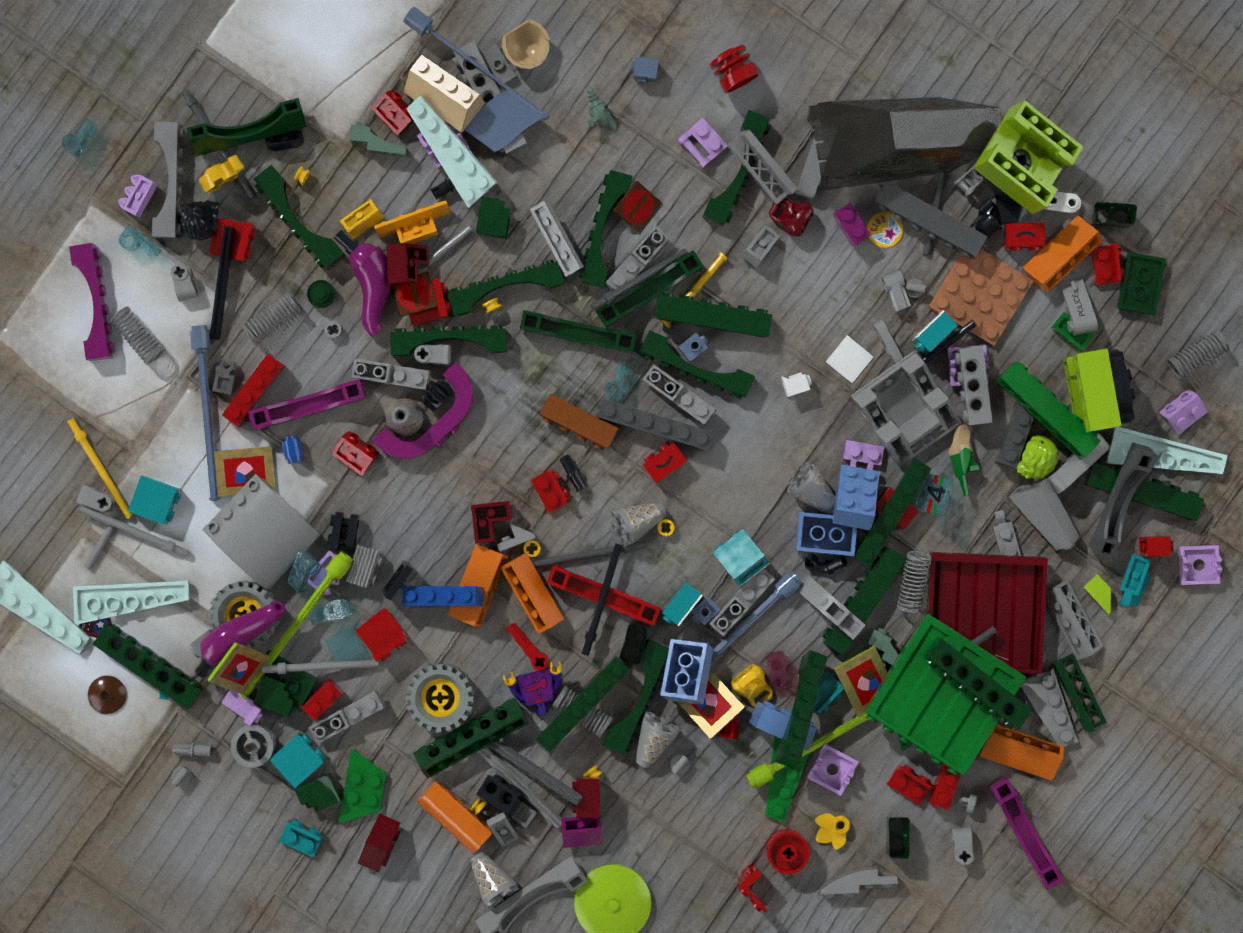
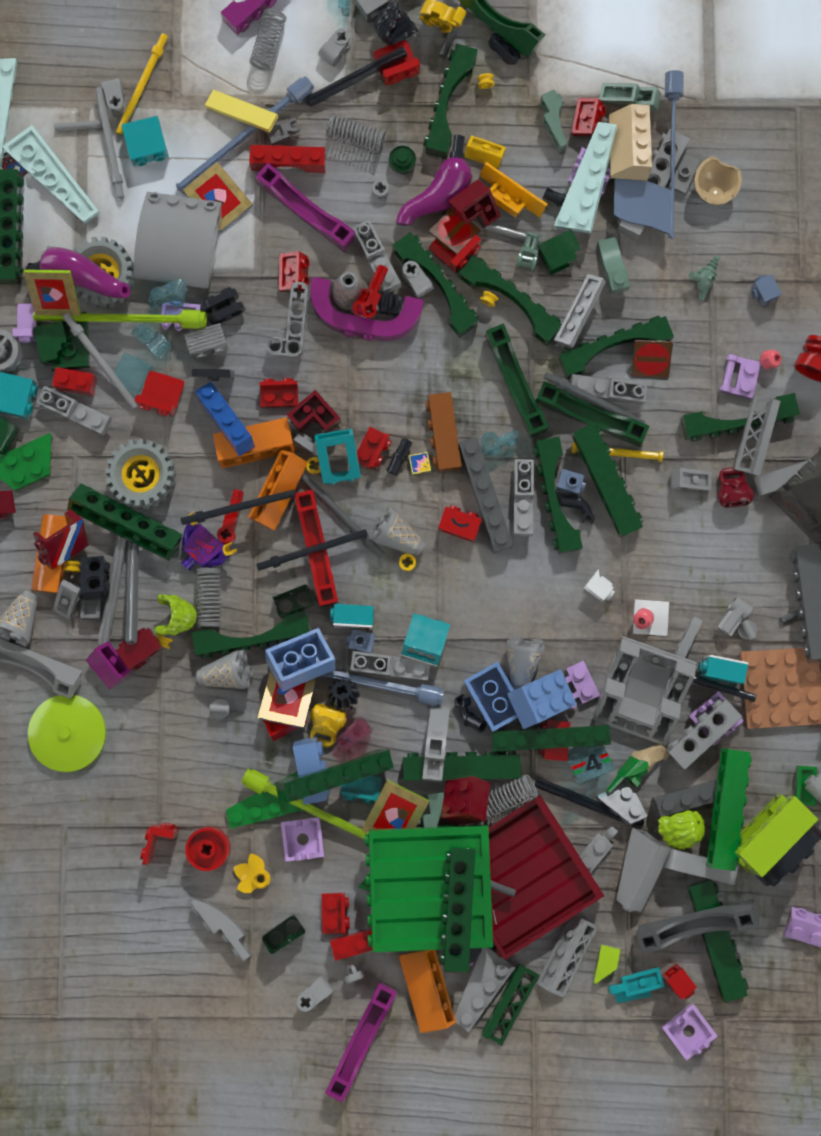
camera: 50 degrees right, 5 degrees down
(184, 401) = (241, 111): none -> light yellow tile
(292, 449) = (261, 221): blue brick -> none
(397, 480) = (293, 318): none -> light grey beam
(400, 63) = (630, 93): none -> sand green slope
(425, 406) = (370, 297): none -> red connector
(450, 536) = (278, 393): none -> red bracket
(457, 801) = (63, 543): none -> dark red panel
(477, 246) = (527, 252): none -> sand green connector
(513, 673) = (201, 516): none -> black bar
(524, 516) = (336, 438): none -> teal panel
(535, 181) = (613, 265): none -> sand green slope
(582, 704) = (213, 591): dark green arch -> none
(583, 742) = (182, 616): none -> lime hair
(590, 459) = (419, 463): none -> tile
(706, 107) = (770, 359): none -> coral piece
(716, 351) = (580, 503): none -> black piece
(744, 658) = (343, 694): none -> black gear
(847, 366) = (643, 618): none -> coral piece
(851, 225) = (761, 541): magenta brick -> none
(885, 230) = (776, 573): sticker -> none
(894, 616) = (465, 800): none -> dark red brick
(964, 517) = (580, 800): none -> black axle
(985, 488) = (624, 803): none -> wing
(1170, 453) = (762, 940): light aqua wing -> none

